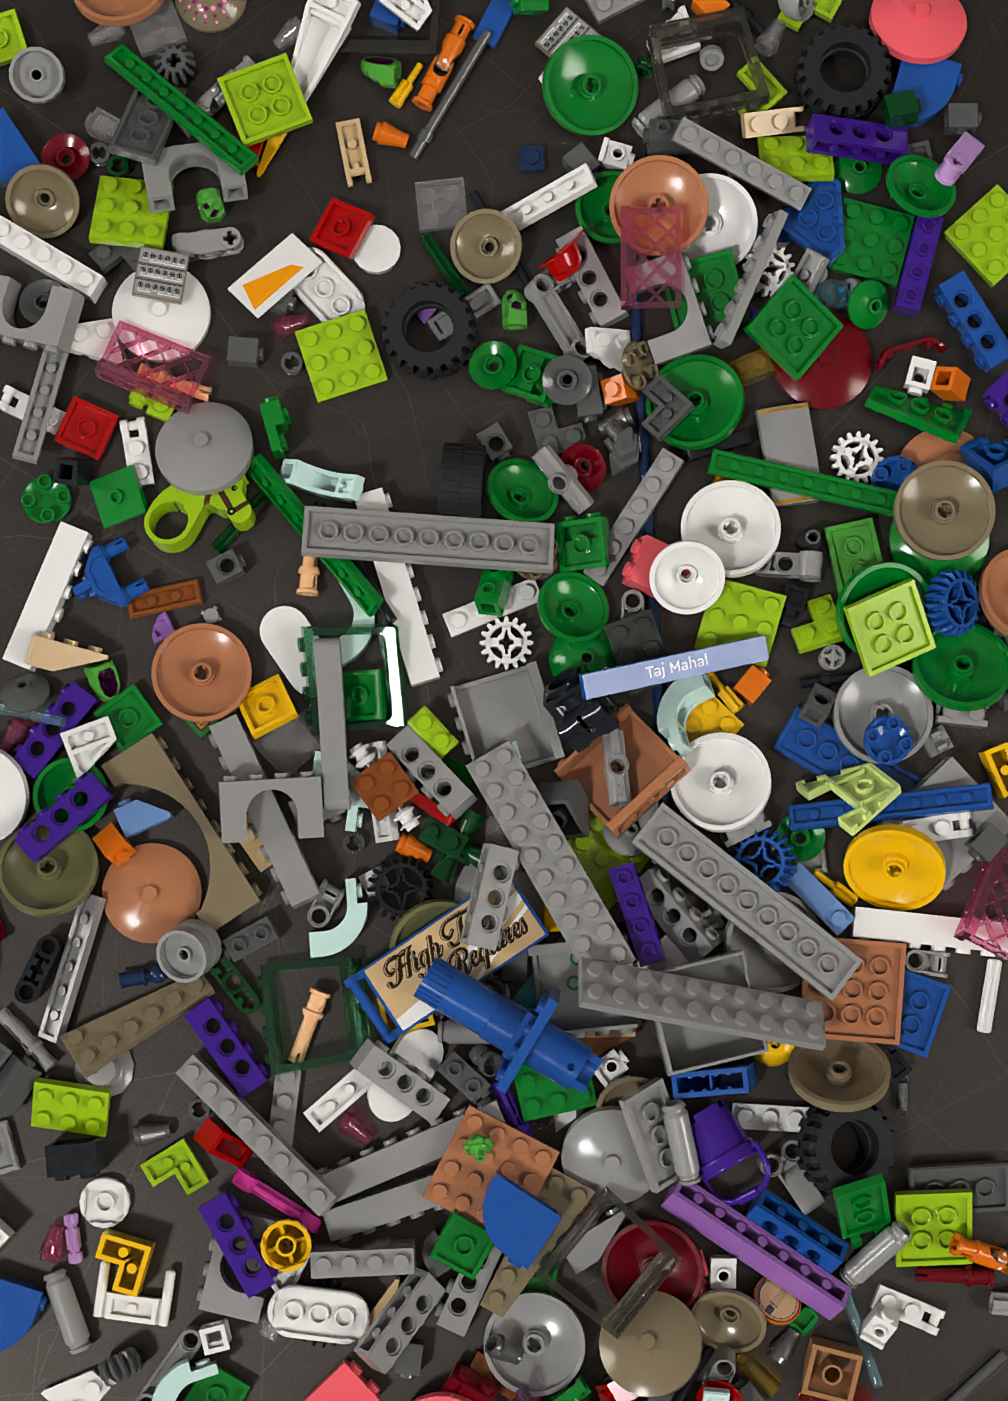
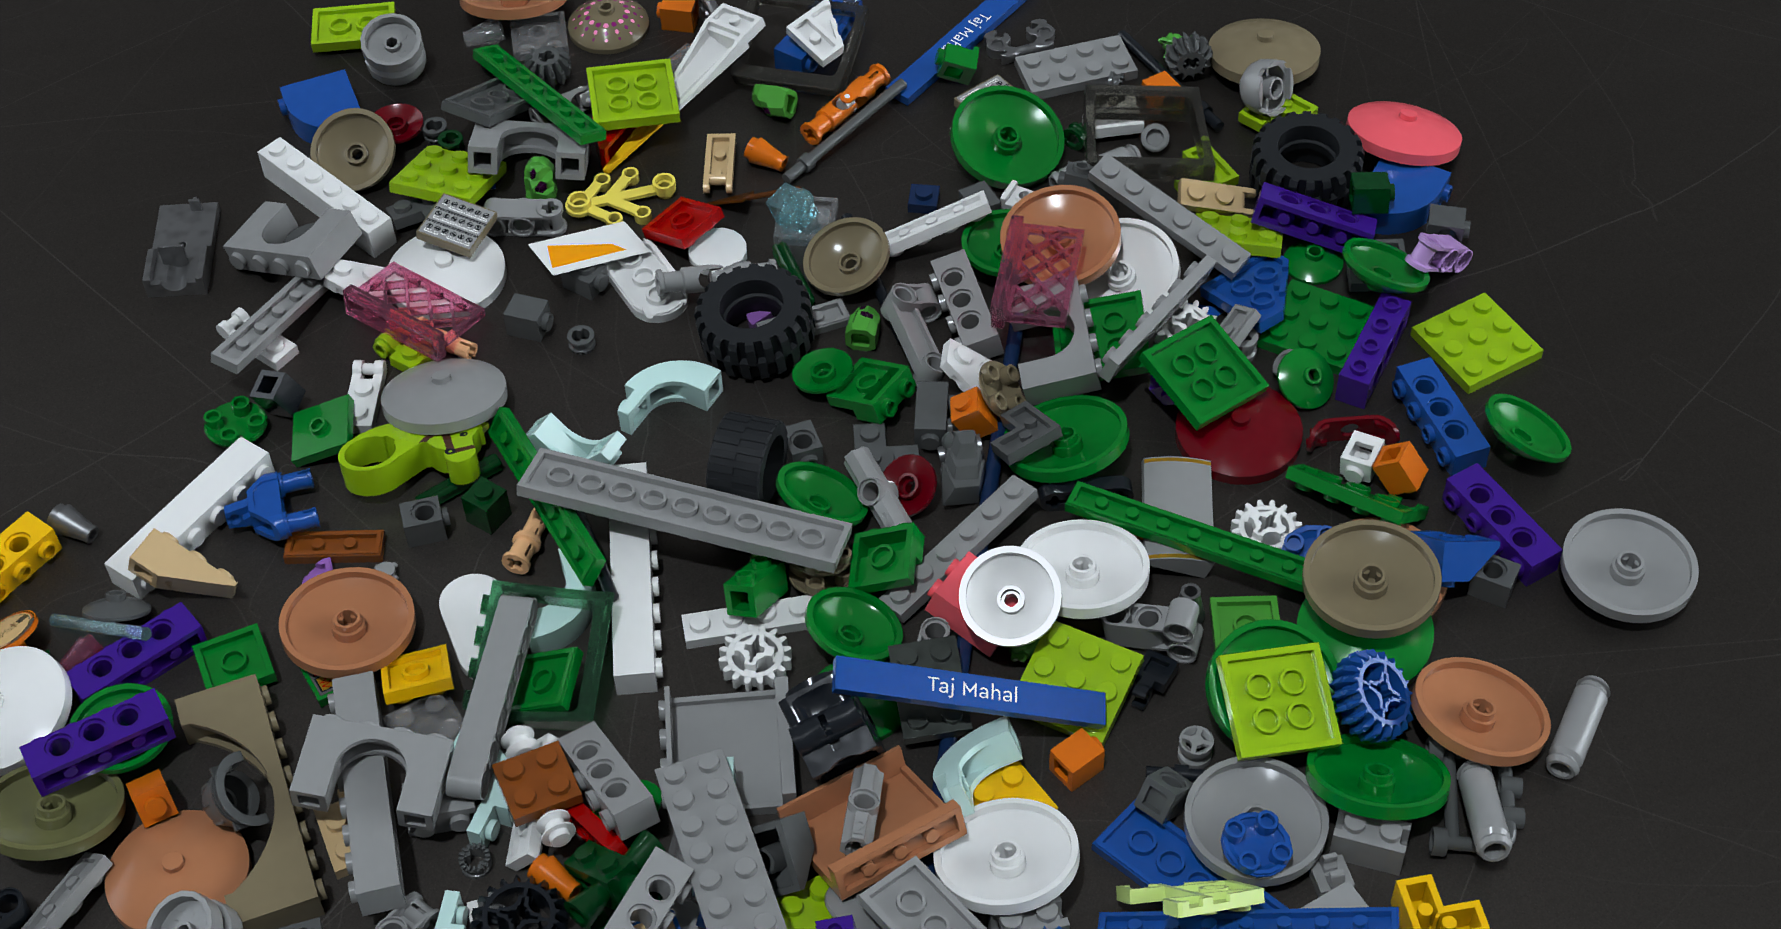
camera: 15 degrees right, 35 degrees down
(86, 428) = (314, 361): red plate -> none
(88, 743) = (170, 667): white wing -> none
(101, 125) = (435, 102): clear brick -> none
(103, 679) = (220, 611): bright green rock -> none
(139, 816) = (189, 772): medium blue slope -> none
(173, 840) = (232, 796): none -> dark grey helmet
(269, 545) = (486, 505): none -> dark green brick
(276, 422) = (538, 381): green plate -> none
(277, 204) = (587, 203): none -> light yellow plant
(286, 325) = (590, 301): clear pink cone -> none
(341, 355) = (639, 335): lime plate -> none
(375, 397) = (667, 383): none -> light aqua arch
(379, 188) = (745, 196): none -> reddish brown piece
(390, 282) = (688, 277): none -> light grey piece
(405, 87) = (795, 120): yellow axle -> none
(433, 207) = (792, 207): none -> clear light blue brick
(433, 732) = (628, 738): lime brick -> none
(563, 392) = (903, 370): dark grey dish -> none
(565, 261) = (934, 268): red piece -> none
(726, 694) = (1041, 769): yellow axle -> none
(753, 367) = (1148, 418): clear yellow slope -> none
(769, 40) = (1225, 132): clear cone -> none
(822, 630) = (1185, 708): lime plate -> none
(832, 294) = (1263, 355): clear light blue brick -> none

